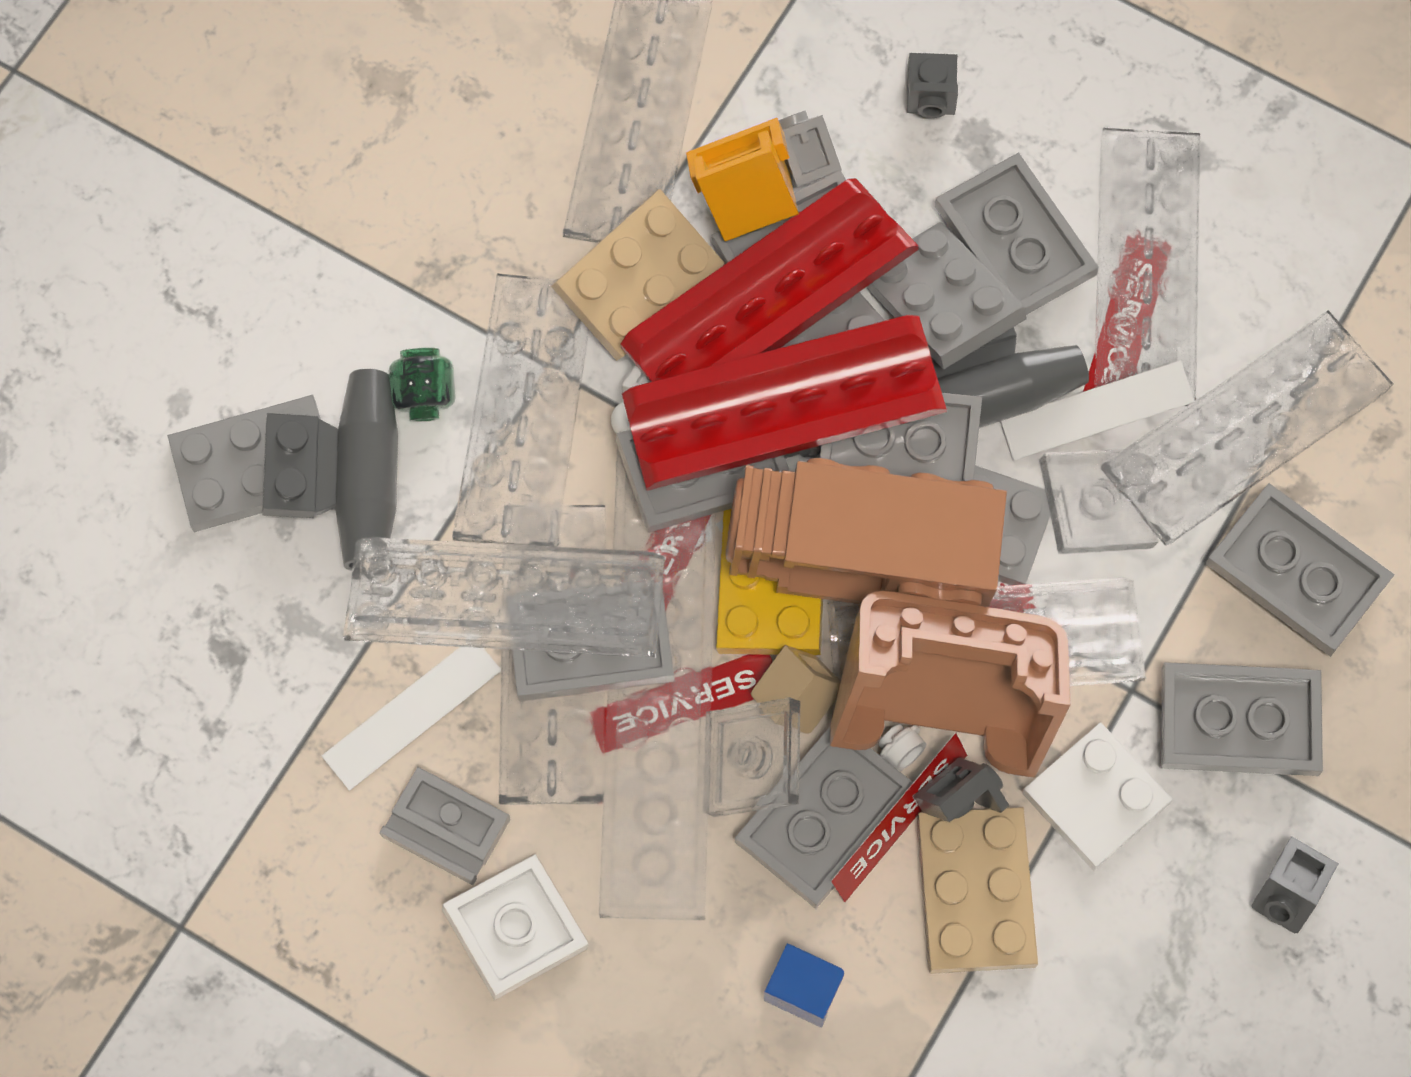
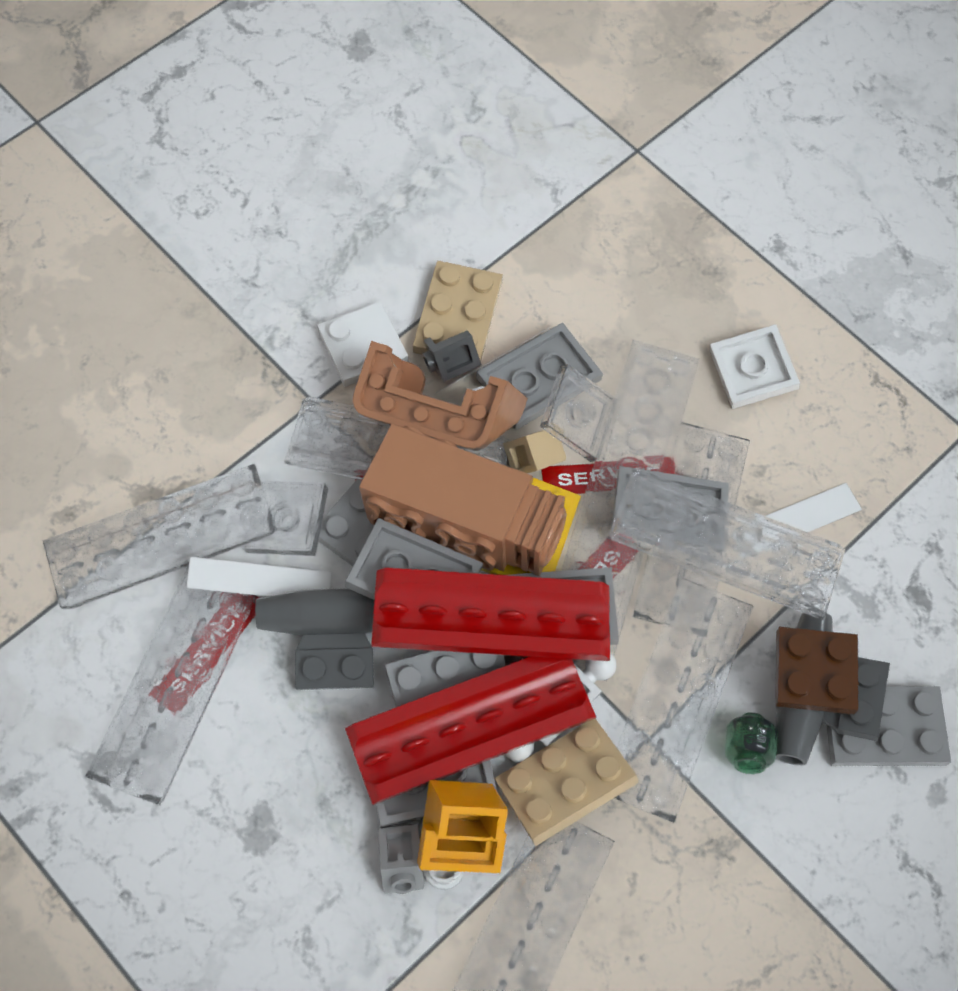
camera: 170 degrees left, 5 degrees down
(357, 465) = (816, 670): none -> reddish brown plate
(445, 825) = (788, 435): light grey plate -> none
(803, 985) = (587, 280): blue panel -> none
(932, 84) = (277, 888): dark grey bracket -> none
(951, 294) = (334, 688): light grey plate -> none
(1017, 233) = (263, 733): light grey plate -> none
(1241, 719) = (252, 357): light grey plate -> none
(1294, 885) = (263, 258): dark grey bracket -> none
(1299, 569) = (171, 436): light grey plate -> none

